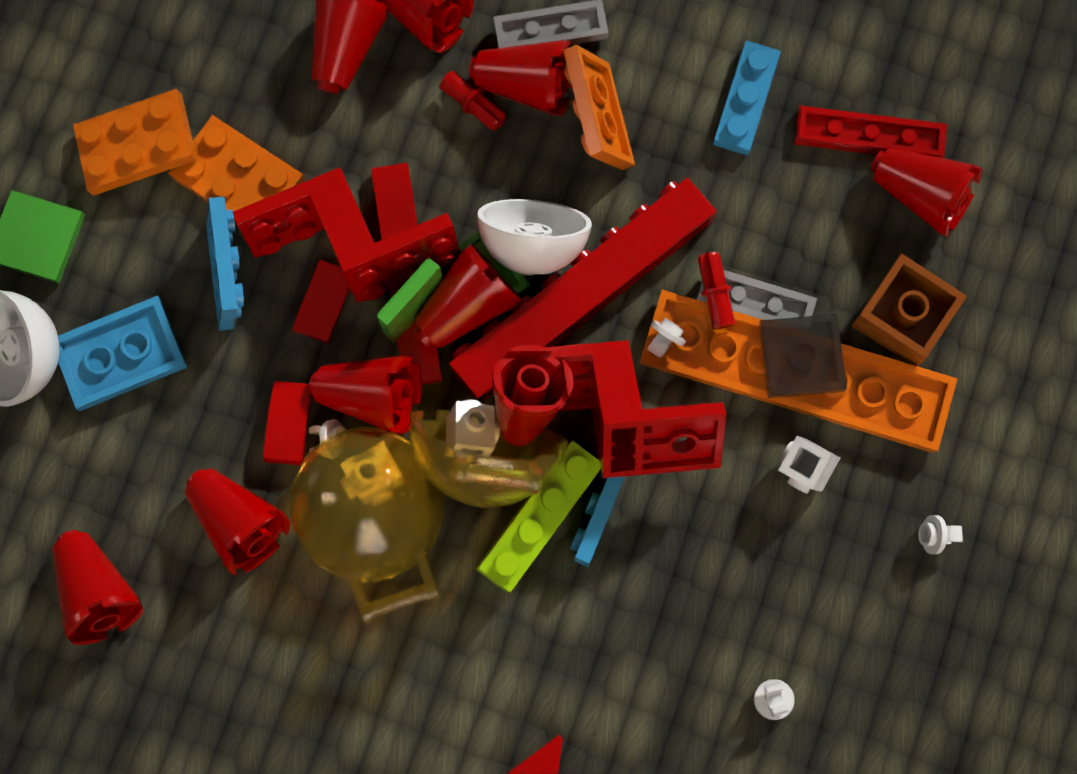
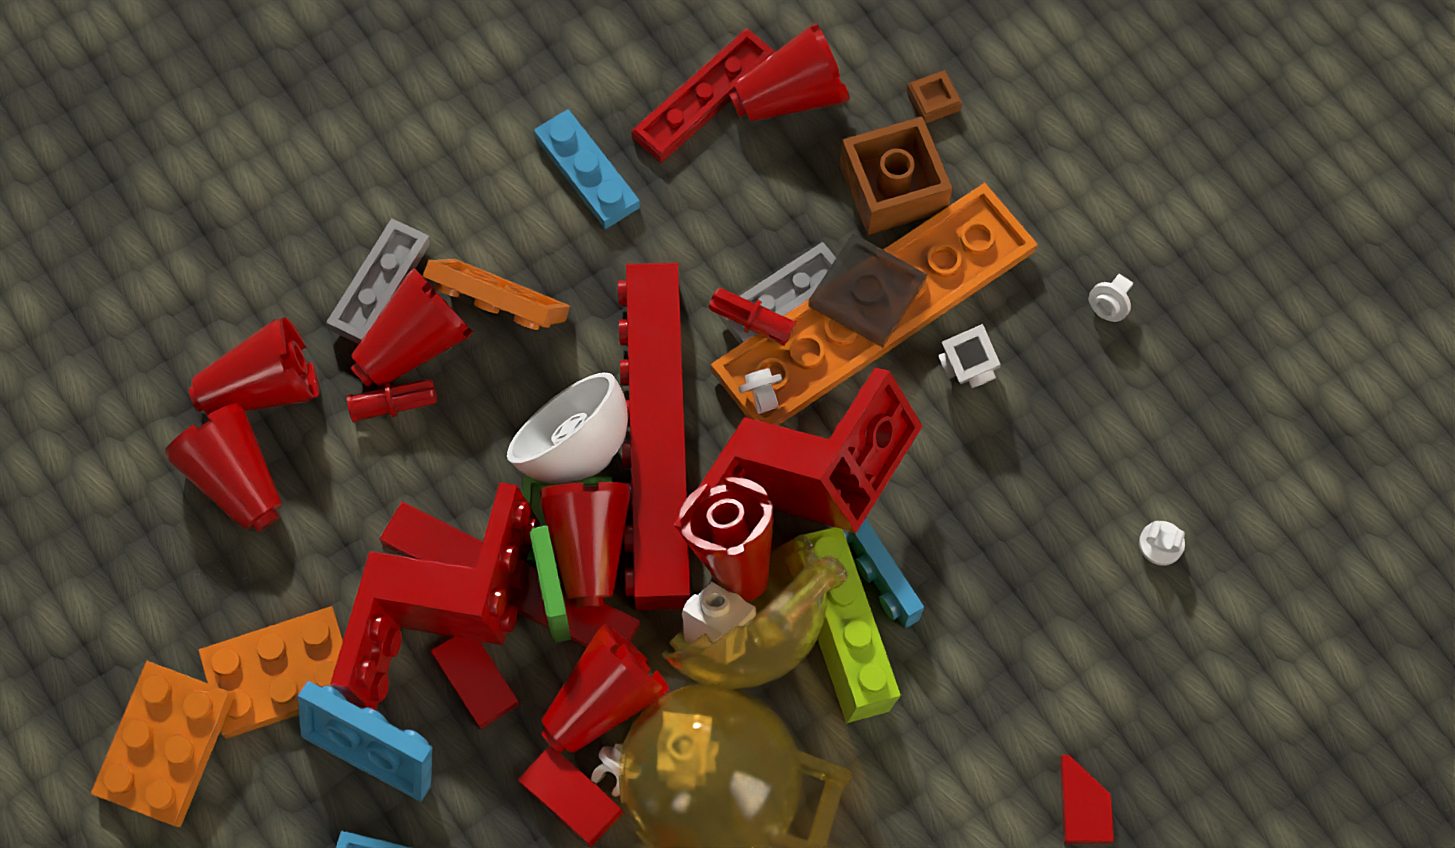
camera: 55 degrees left, 10 degrees down
(1002, 294) = (934, 96): none -> dark orange tile

